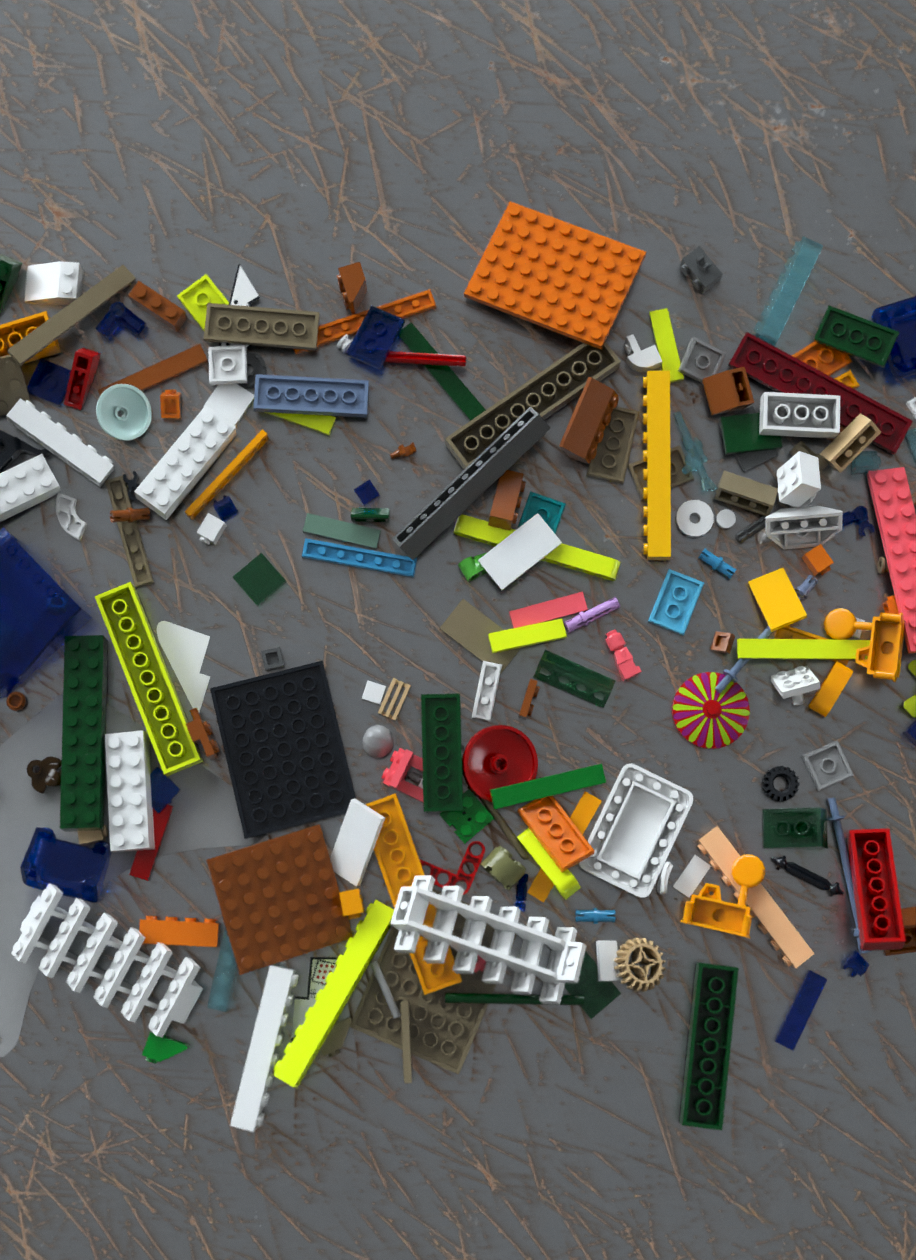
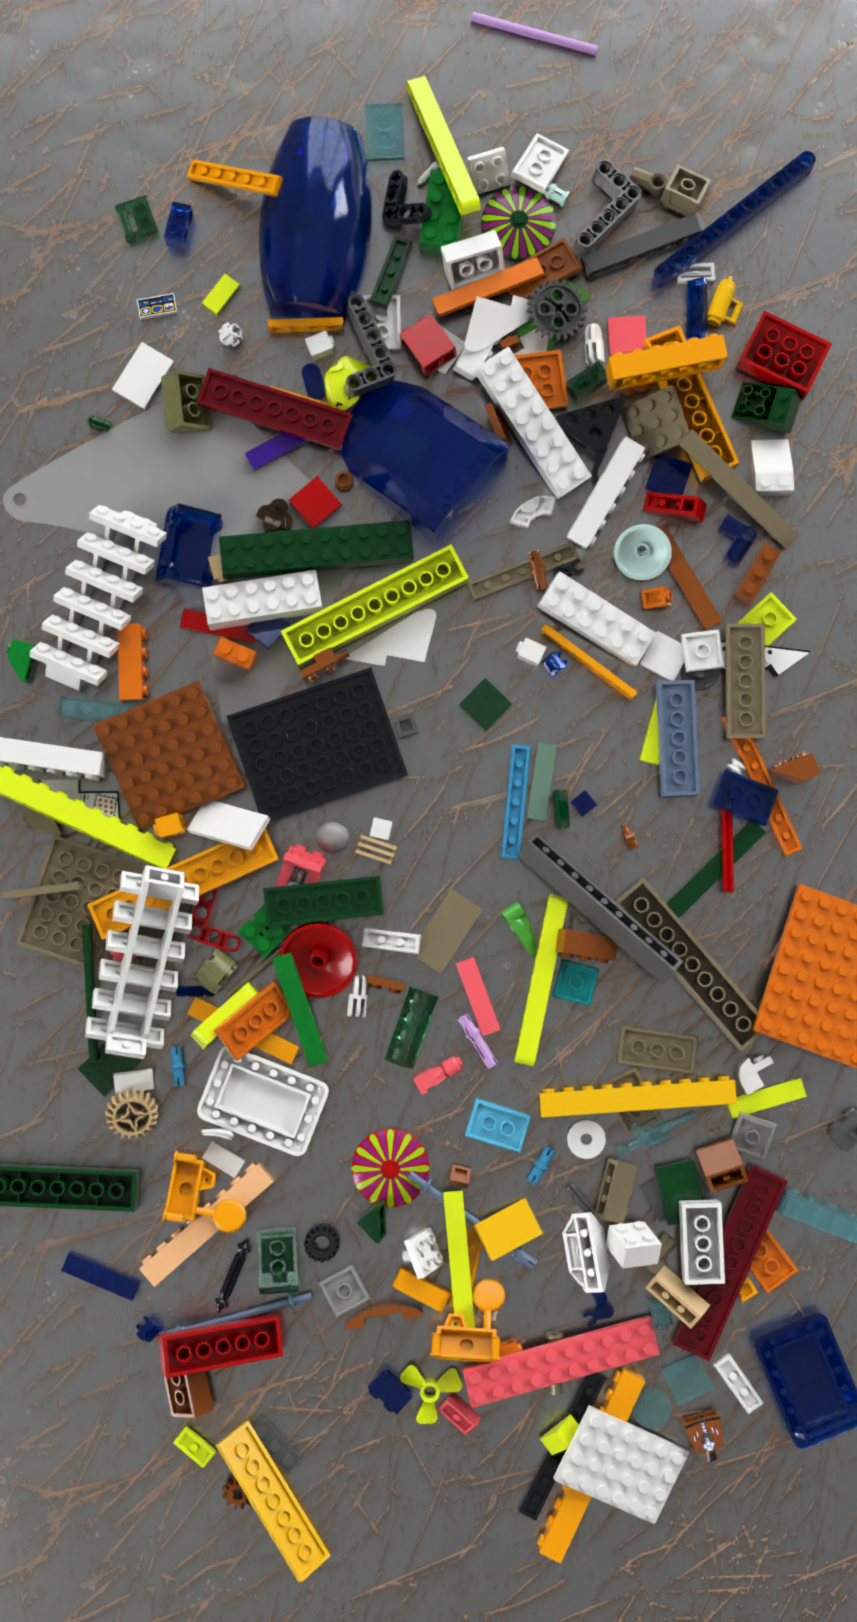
camera: 85 degrees right, 5 degrees up
(35, 732) = (315, 502): none -> red tile
(182, 824) = (235, 654): none -> orange brick
(385, 989) = (90, 866): light grey bar -> none
(519, 551) = (533, 963): white tile -> none
(527, 635) = (450, 977): neon yellow tile -> none
(540, 728) = (358, 996): none -> white arm
(589, 421) = (676, 1023): dark orange slope -> none
(725, 519) = (588, 1171): white tile -> none
(761, 729) = (374, 1221): none -> dark green slope
(818, 560) = (552, 1269): orange brick -> none
(856, 336) = (793, 1297): dark green piece -> none
(856, 753) = (358, 1319): none -> dark orange slope

